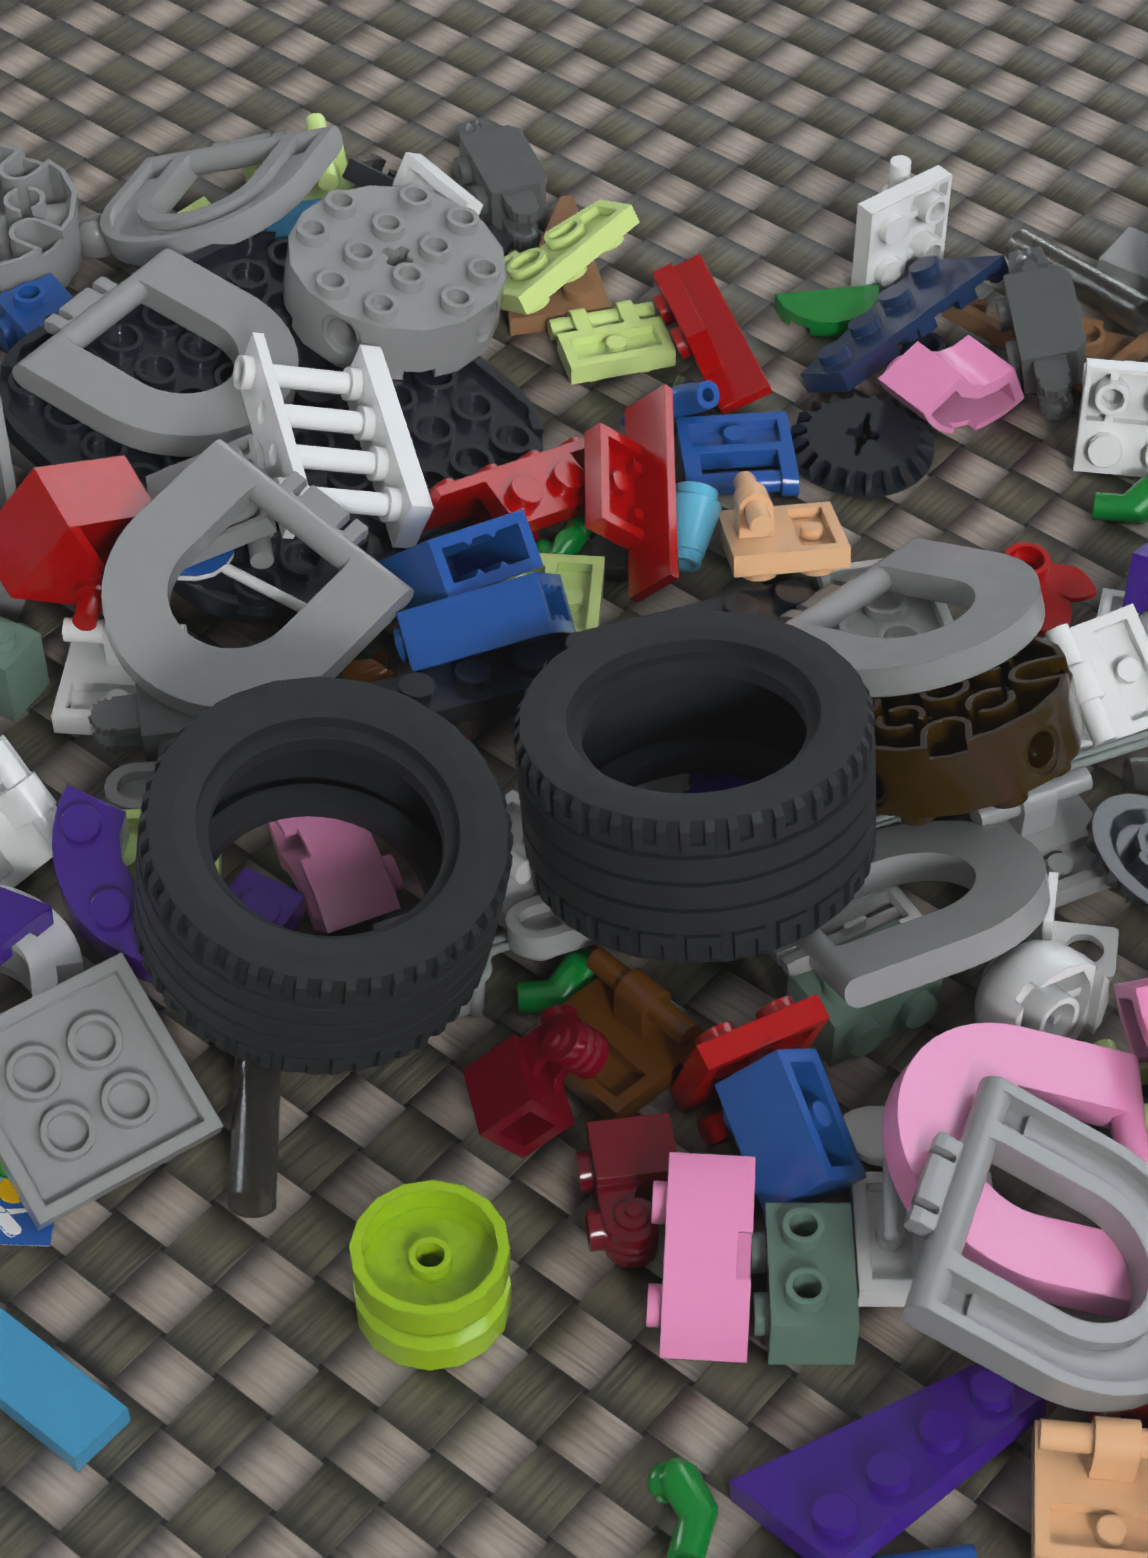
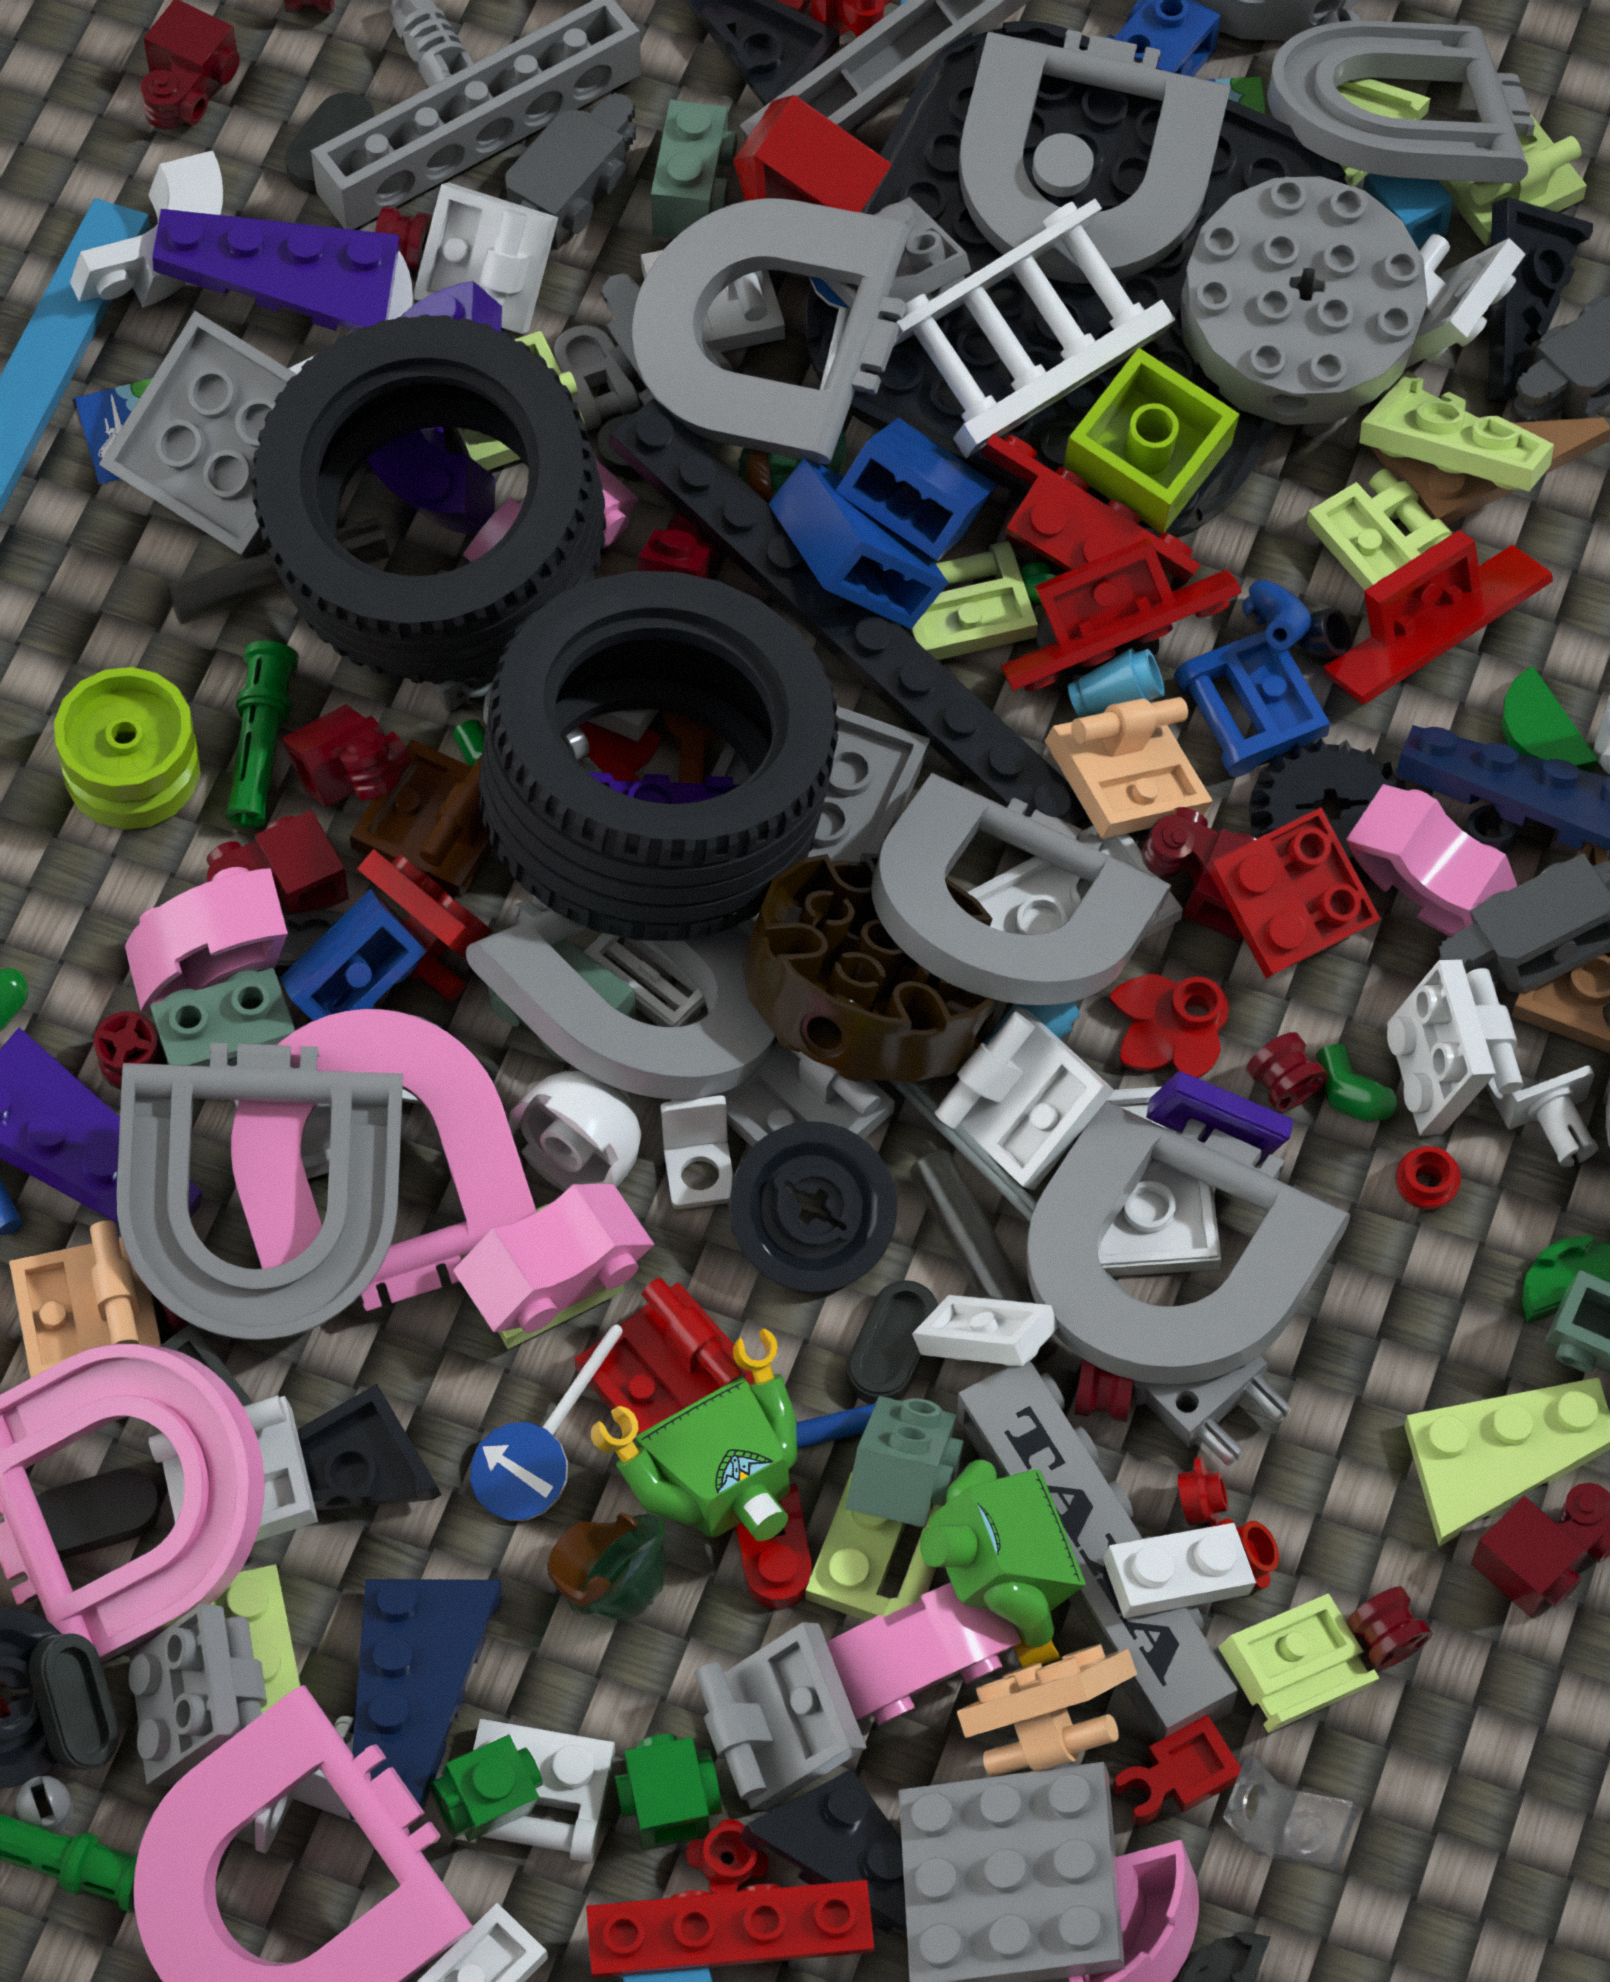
camera: 70 degrees right, 15 degrees up
(182, 364) = (1062, 165): none -> light grey tile
(413, 1152) = (262, 710): none -> green pin
(480, 406) = (1151, 440): none -> lime brick
(791, 1363) = (122, 1036): none -> dark red wheel
(905, 508) = (1189, 844): none -> dark red brick
(959, 457) = (1293, 893): none -> red plate
(1113, 528) = (1287, 1072): none -> dark red wheel

